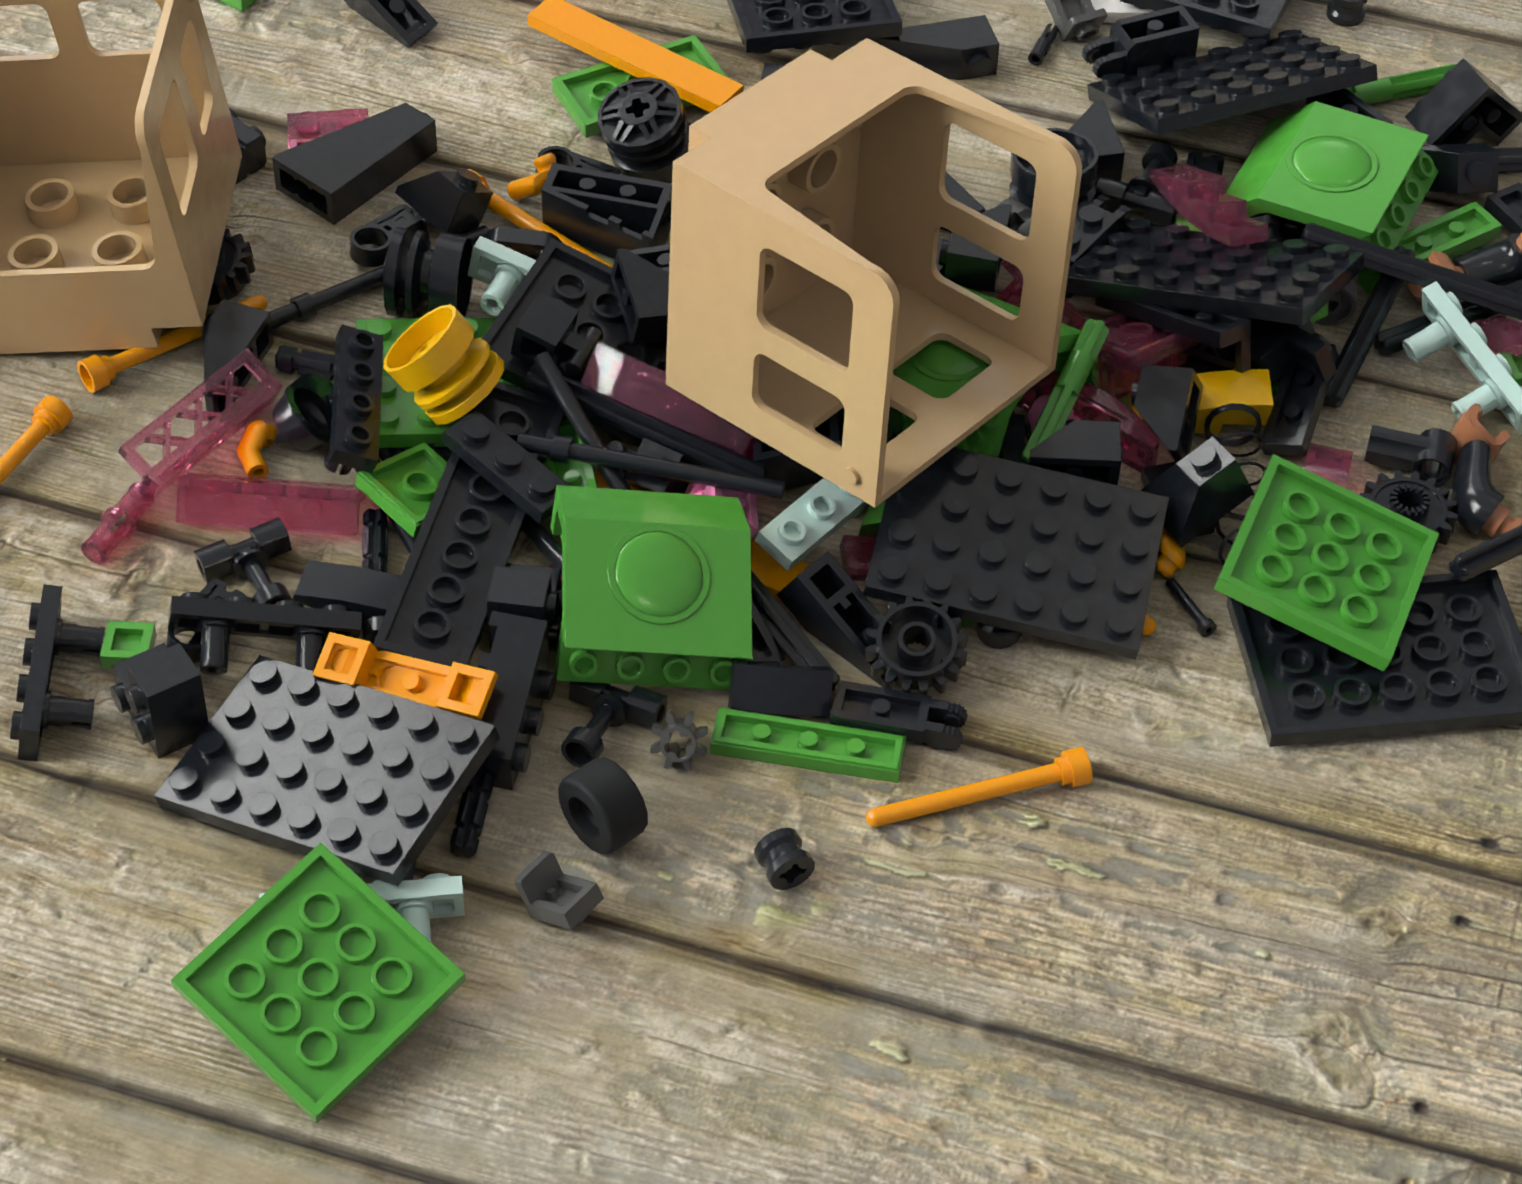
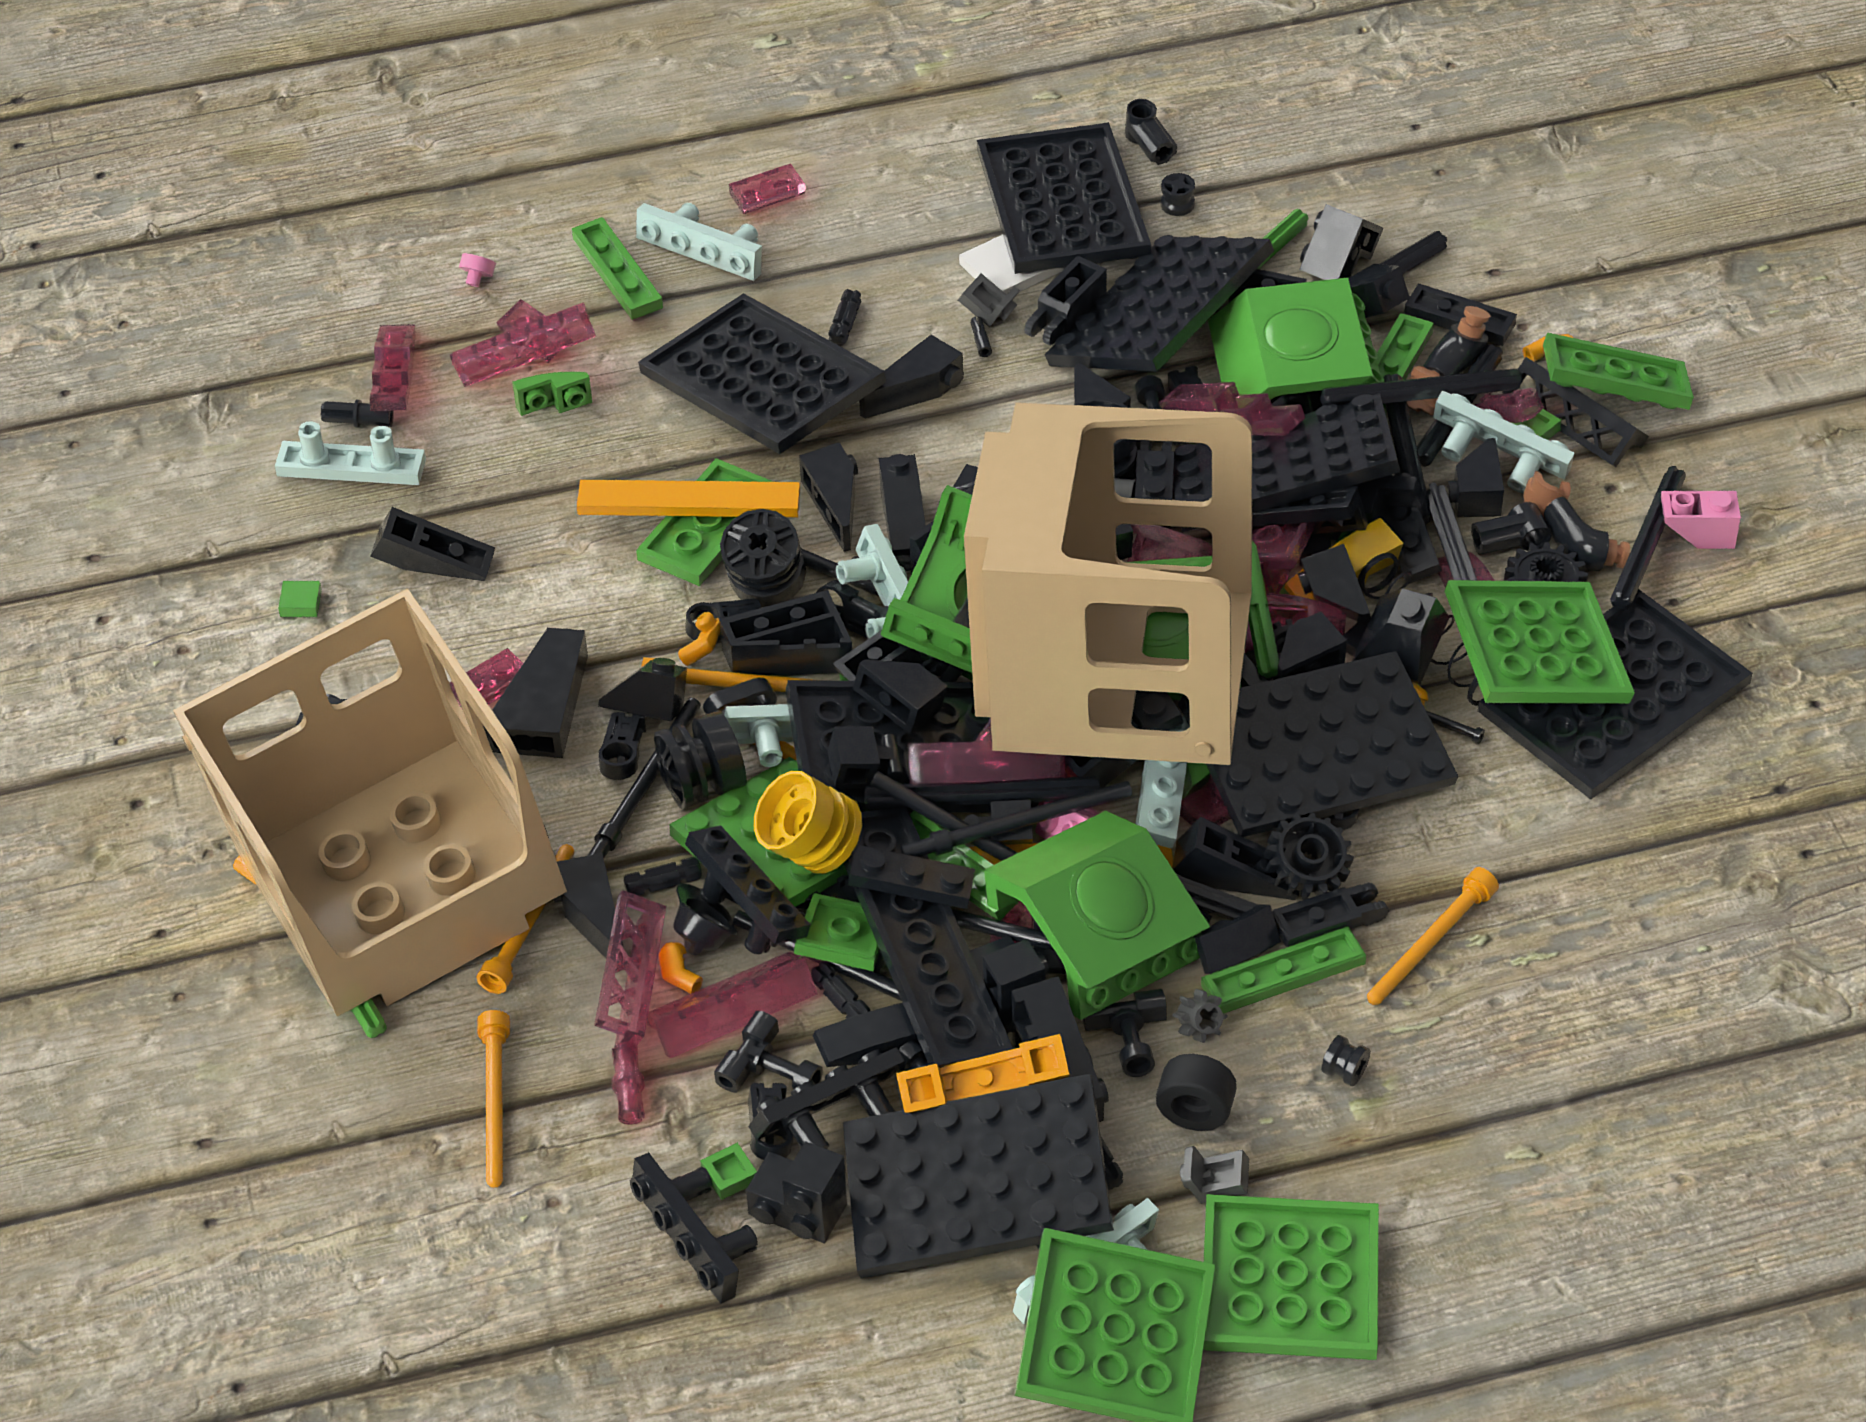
camera: 30 degrees left, 0 degrees up
(544, 1033) = (1292, 1276): none -> bright green plate
(1339, 422) = (1450, 534): none -> black axle
(1416, 391) = (1478, 483): none -> black slope

